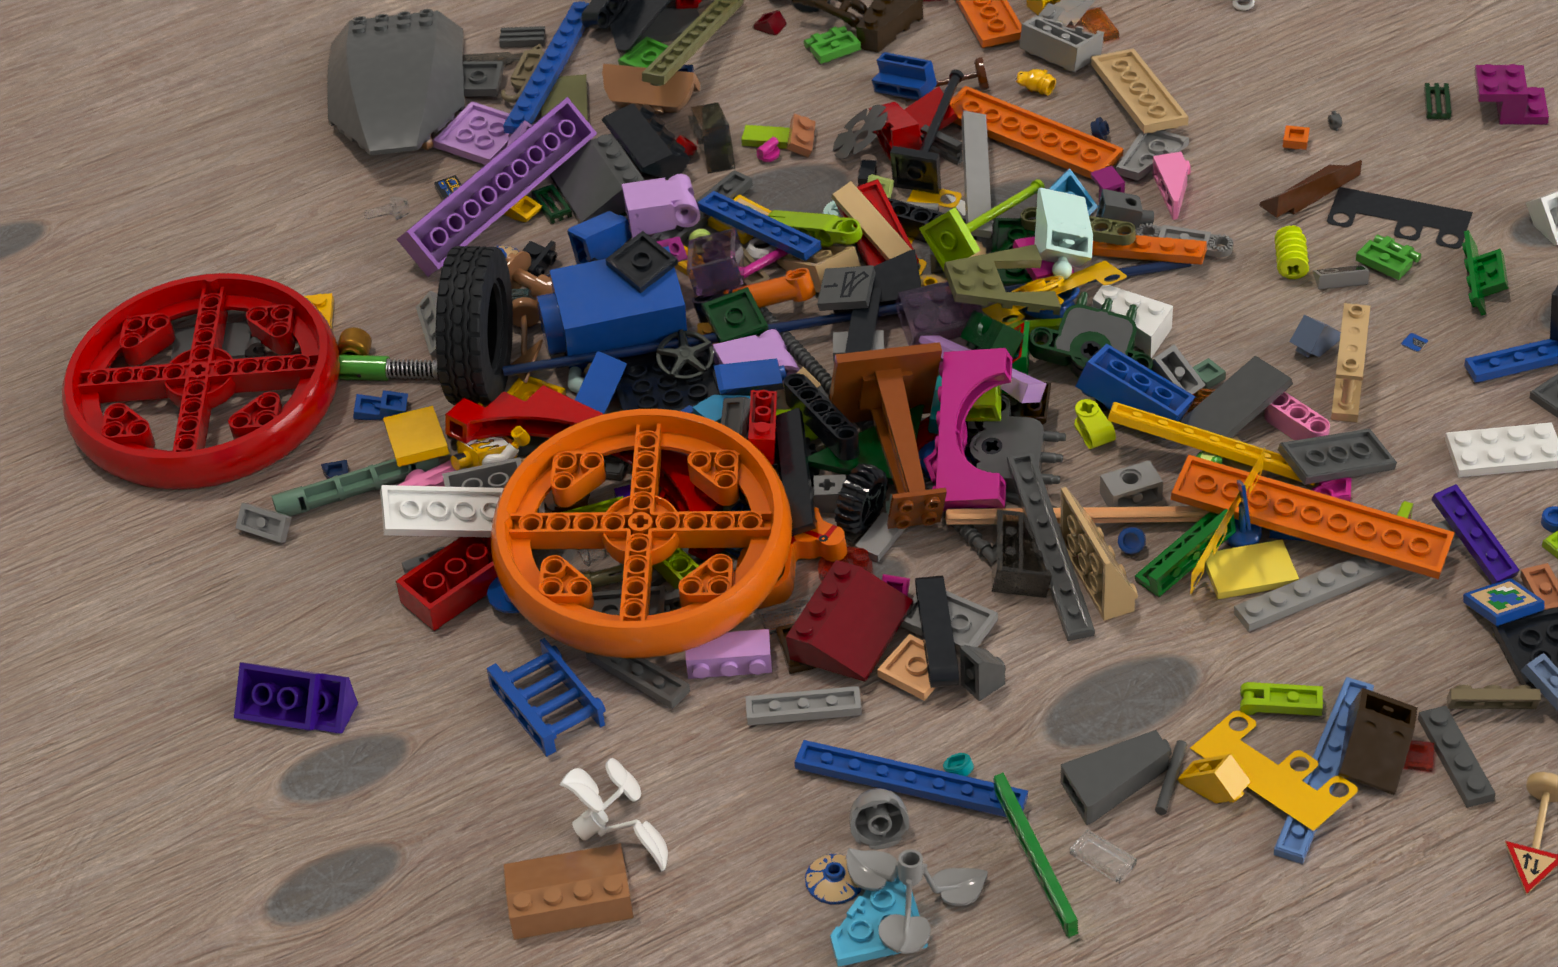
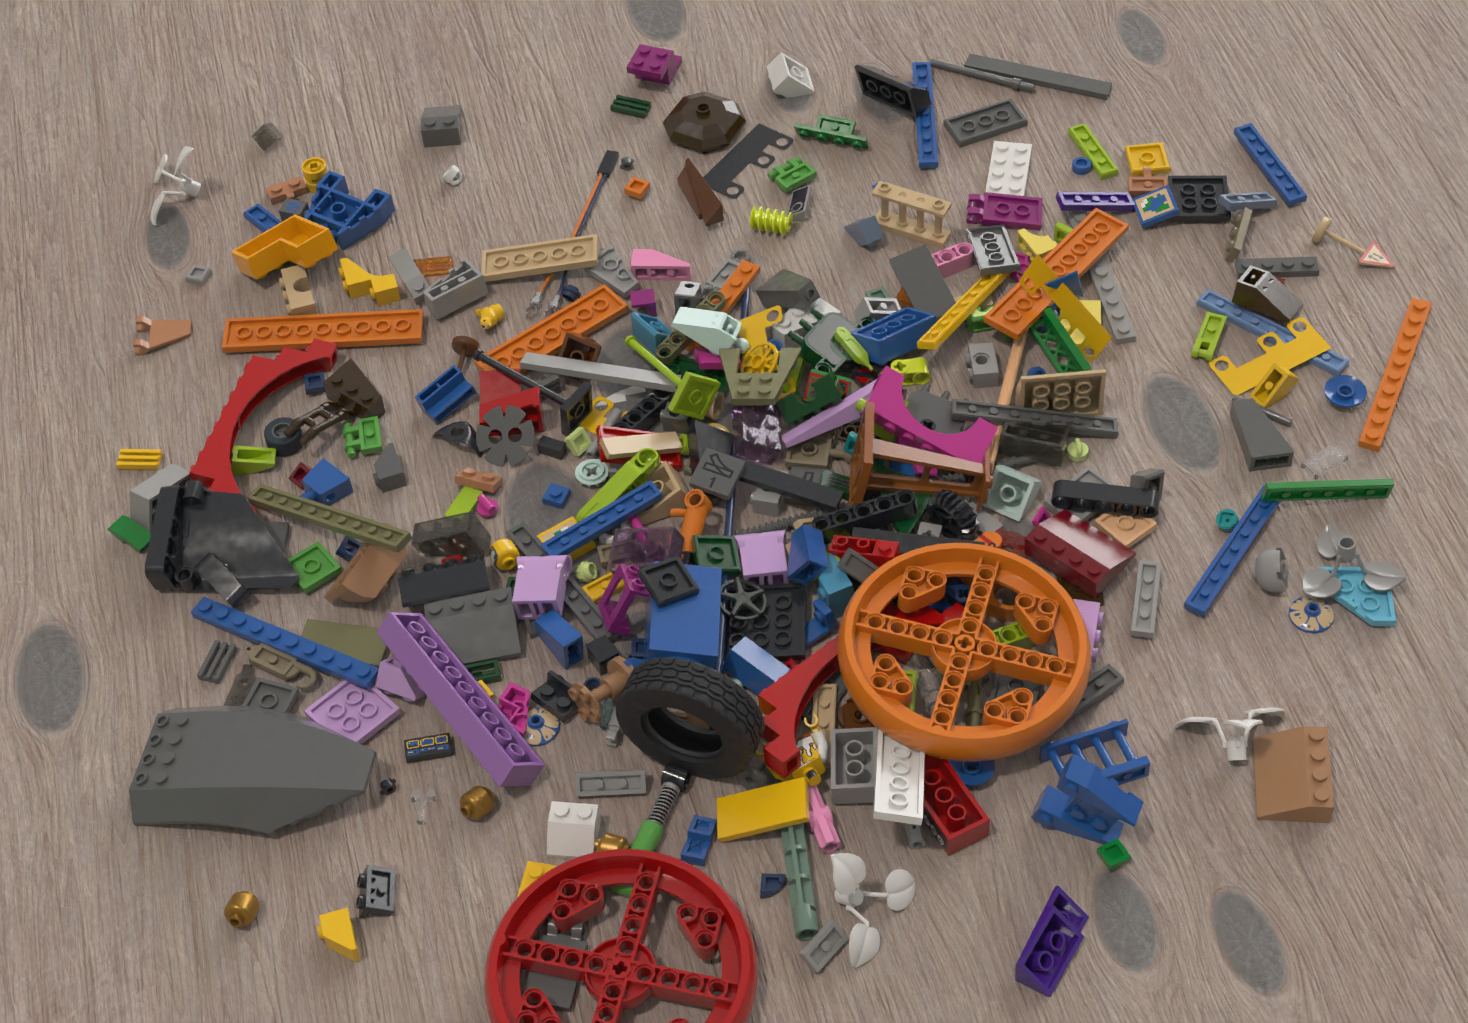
camera: 75 degrees left, 5 degrees up
(227, 196) = (339, 933): none -> yellow slope
(244, 129) = (241, 909): none -> pearl gold head
(278, 204) = (376, 891): none -> bracket
(340, 561) = (847, 873): none -> white plant
(372, 310) = (572, 829): none -> white slope
(385, 240) = (477, 802): none -> pearl gold head
(400, 180) = (388, 786): none -> black piece
(421, 736) = (1113, 854): none -> green plate
(455, 678) = (1088, 805): none -> blue wedge
(505, 235) = (515, 706): none -> dark pink slope
(704, 176) = (504, 554): none -> yellow head
(757, 35) = (326, 484): none -> blue torso
(793, 71) = (389, 470): none -> dark grey slope
(802, 196) = (556, 496): none -> blue plate
(849, 109) = (468, 436): none -> black piece
(932, 550) = (1012, 492): none -> light aqua slope
(1010, 154) = (580, 348): none -> reddish brown slope
(1026, 604) = (1077, 451): none -> yellowish green tile
(1069, 393) = (861, 376): none -> black tile
(1095, 343) = (852, 347): none -> lime piece
(1167, 285) = (788, 291): none -> dark grey slope
(1238, 848) = (1345, 391): none -> blue dish
(1306, 916) = (1394, 375): none -> orange plate
(1315, 108) = (605, 170): none -> piece
(1366, 490) = (1033, 244): none -> light yellow arch
(1423, 459) = (1005, 209): none -> magenta tile
(1440, 163) = (704, 122): none -> dark brown rock

